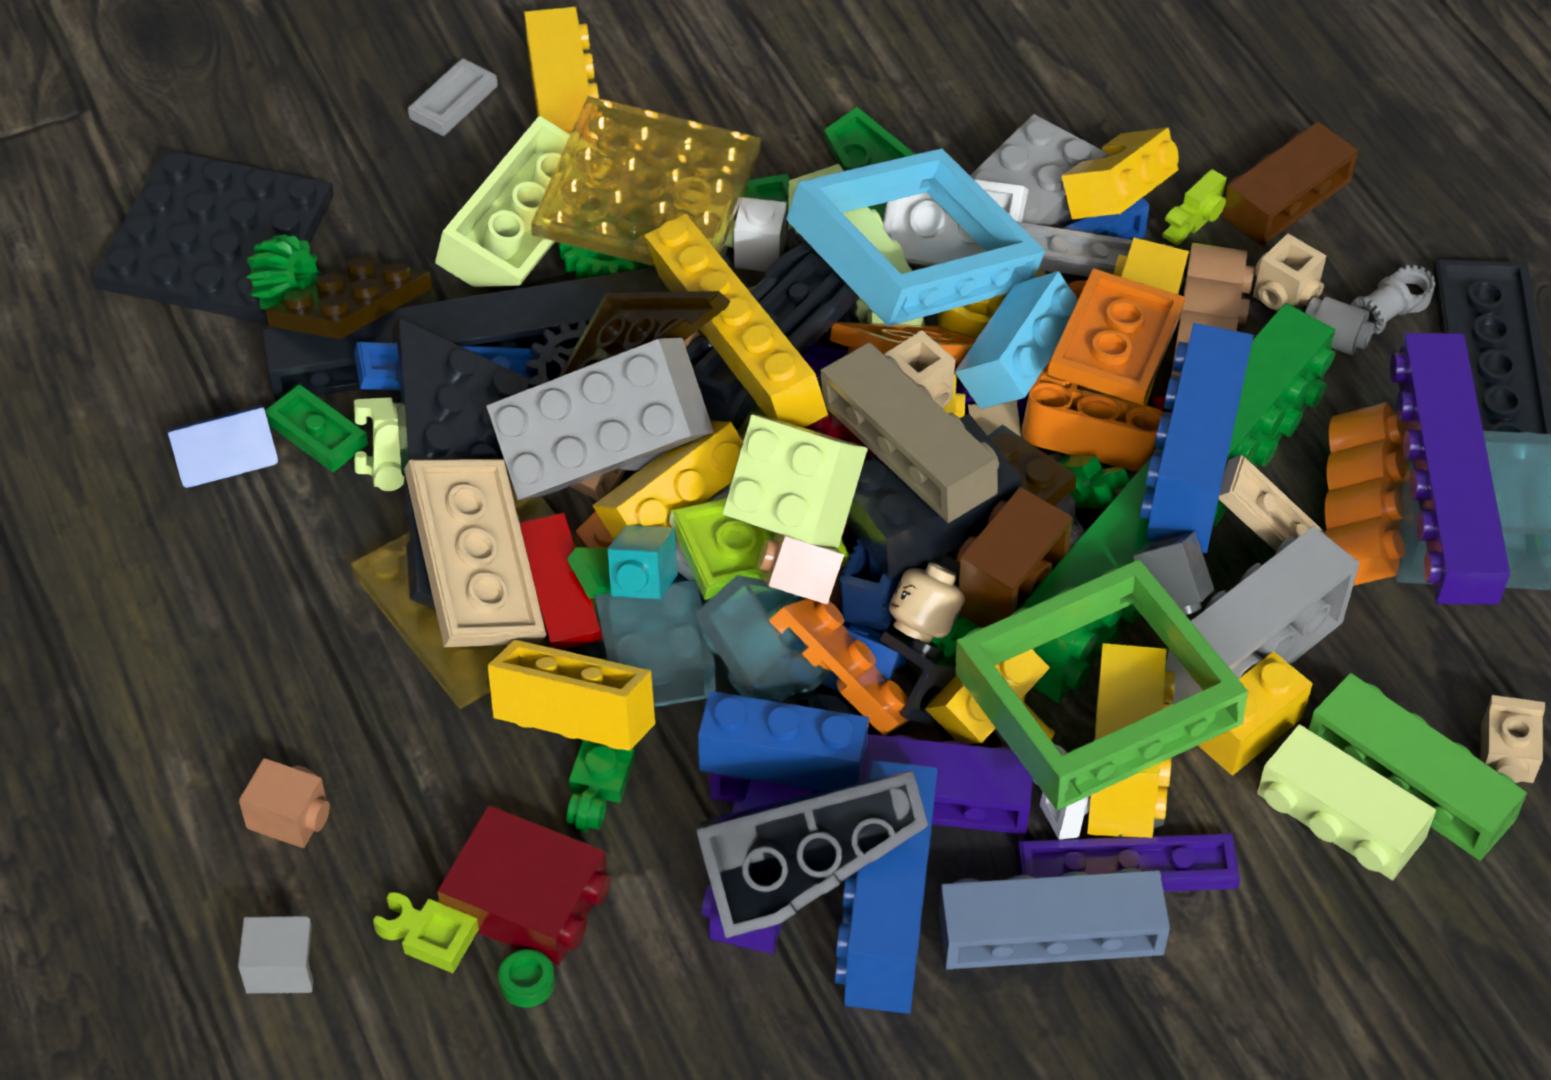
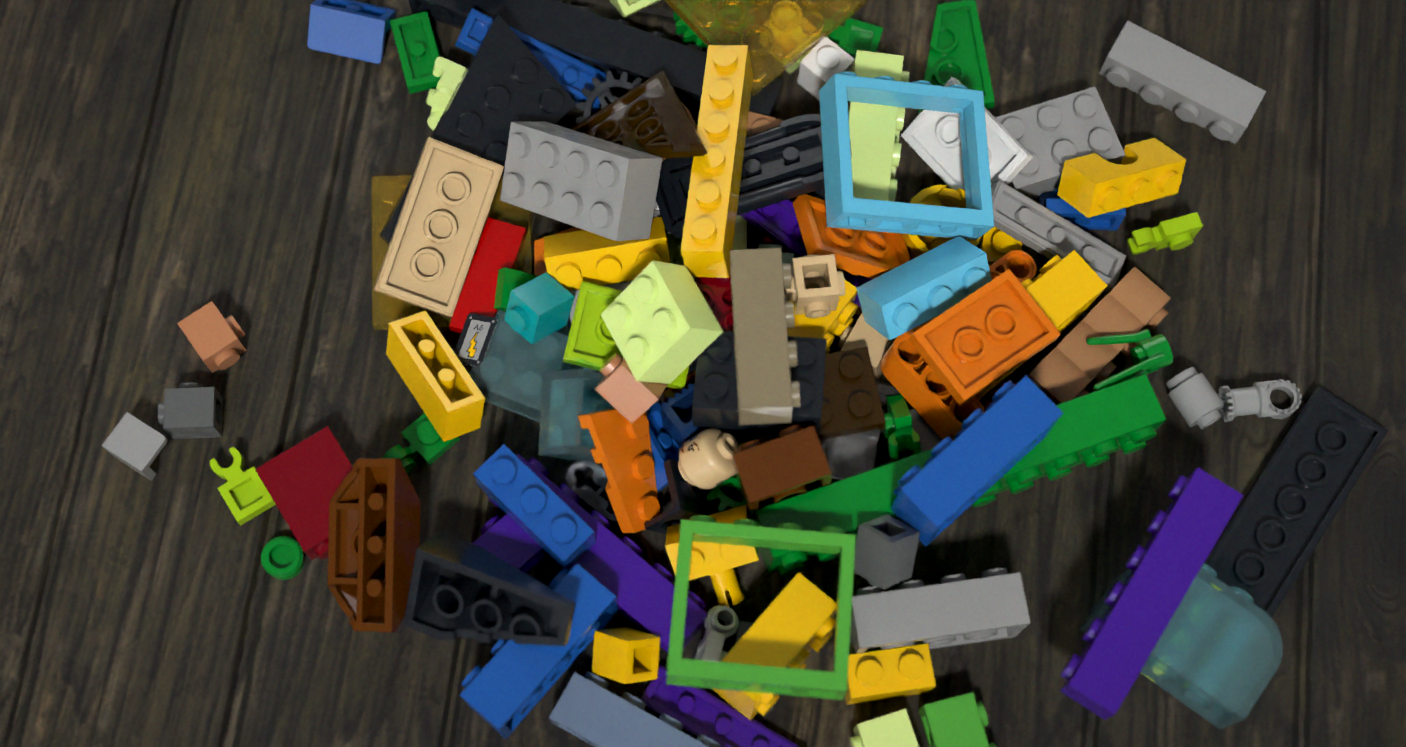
camera: 30 degrees right, 20 degrees up
(316, 886) = (192, 412): none -> dark grey brick
(592, 632) = (475, 339): none -> sticker
(629, 876) = (373, 543): none -> reddish brown wedge
(979, 840) = (625, 655): none -> yellow brick
(1106, 83) = (1182, 82): none -> light grey brick
(1261, 504) = (1012, 537): tan tile -> none
(1264, 301) = (1147, 356): none -> green plant
(1289, 183) = (1256, 253): reddish brown brick -> none
(1289, 274) = (1190, 337): tan brick -> none
(1365, 489) = (1095, 556): orange brick -> none

